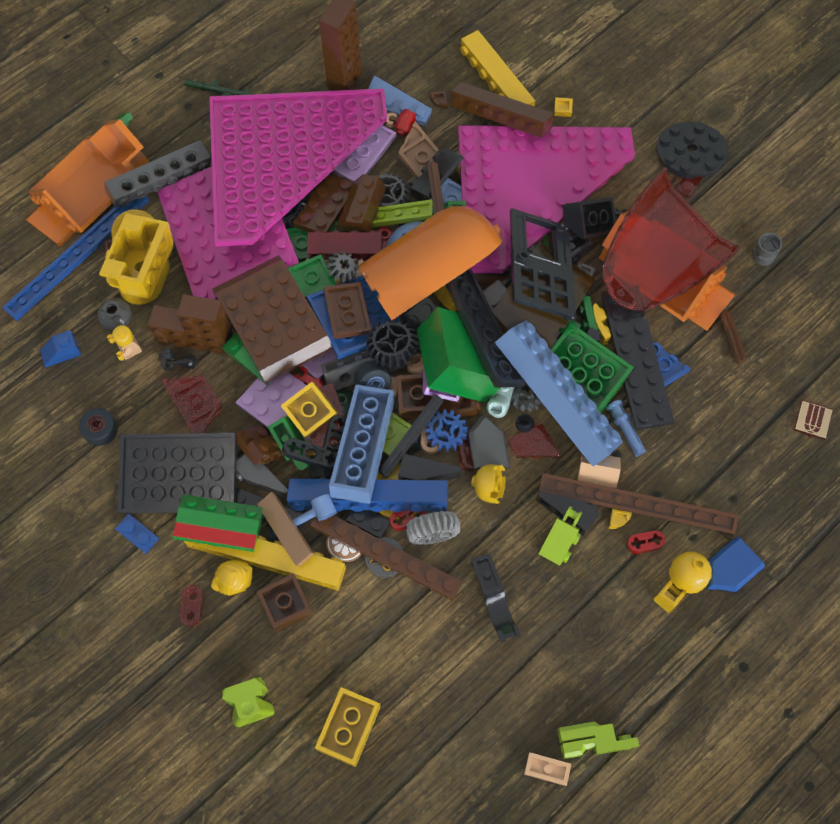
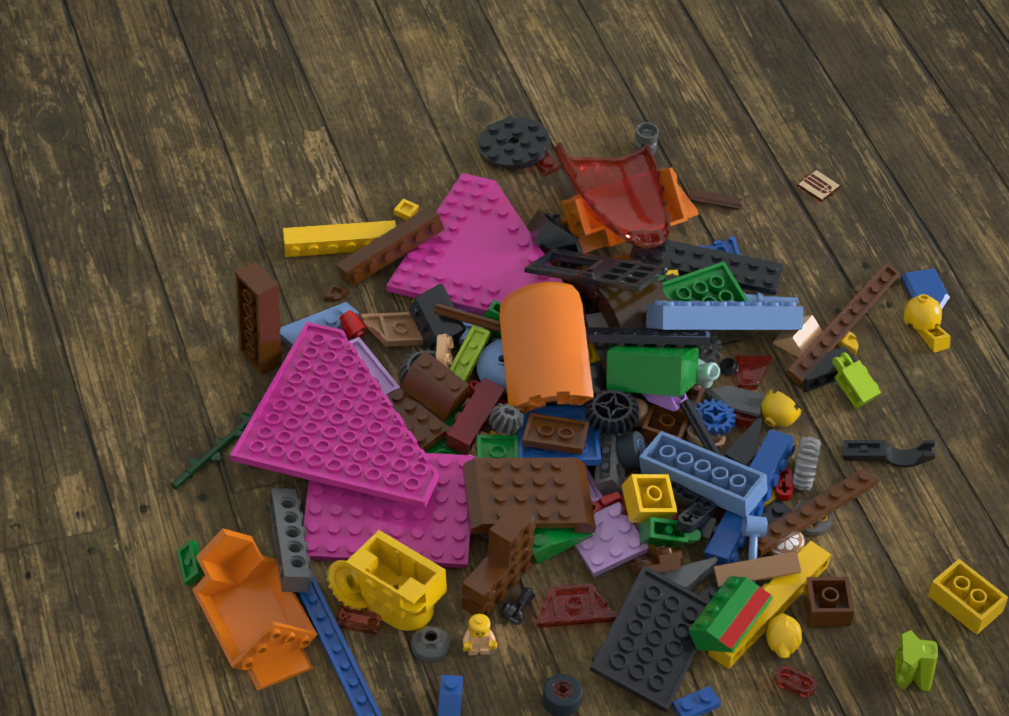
camera: 70 degrees left, 20 degrees down
(398, 193) = (443, 349): none -> light nougat plate
(645, 537) = (877, 333): red beam -> none

